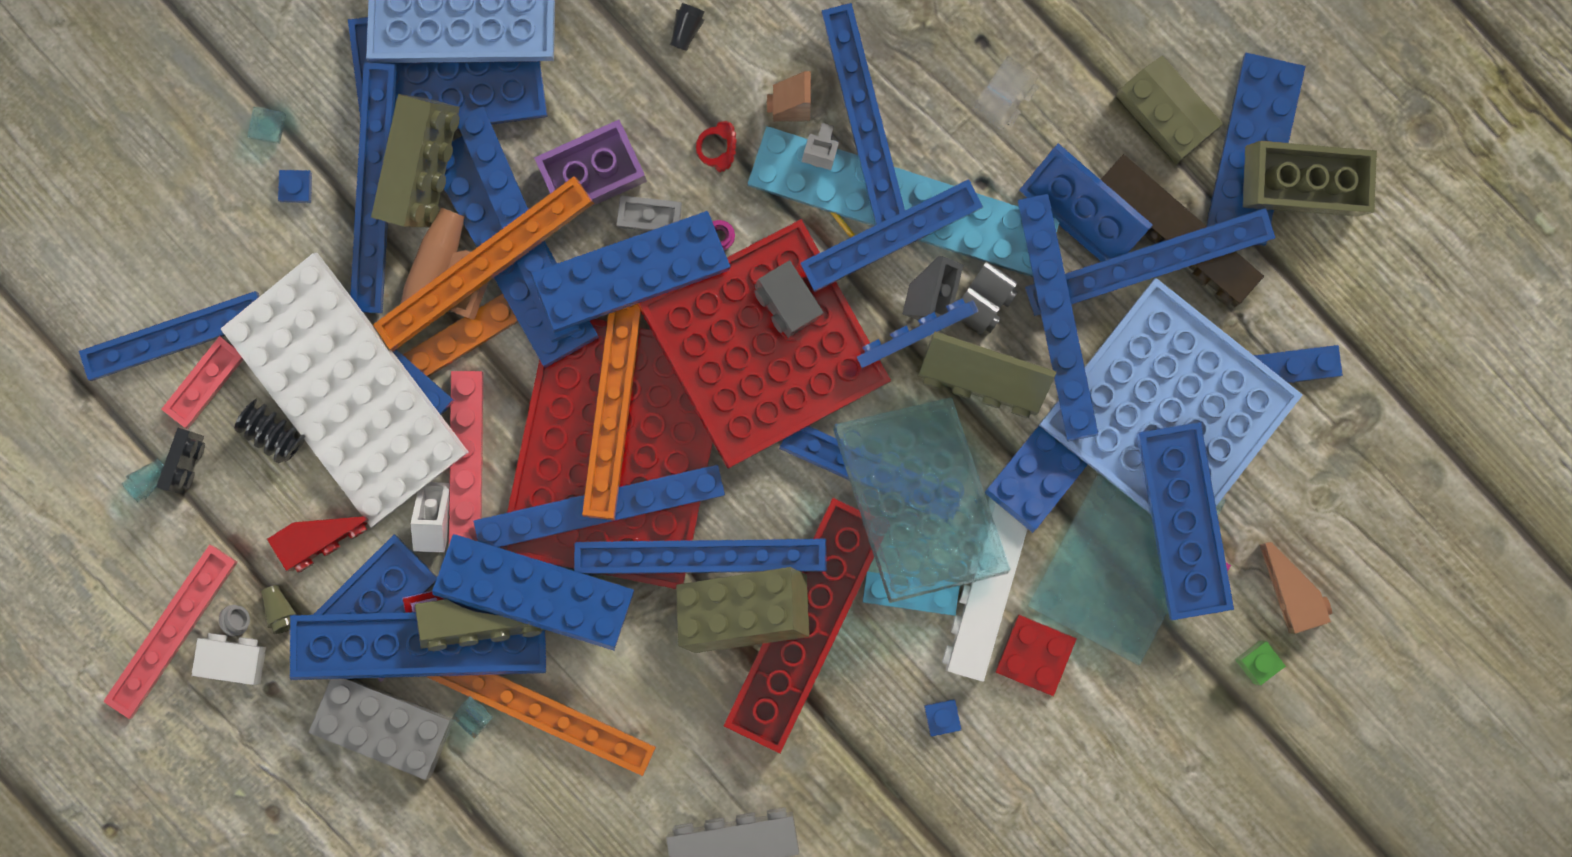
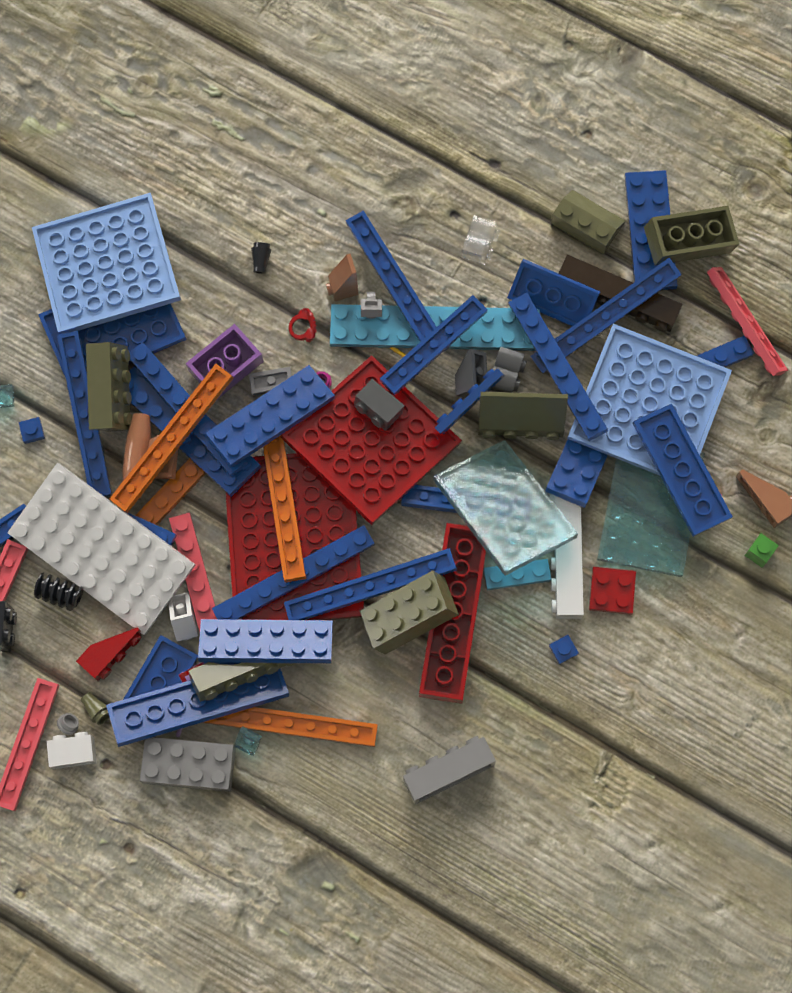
camera: 15 degrees left, 10 degrees down
(1350, 333) = (749, 325): none -> coral plate

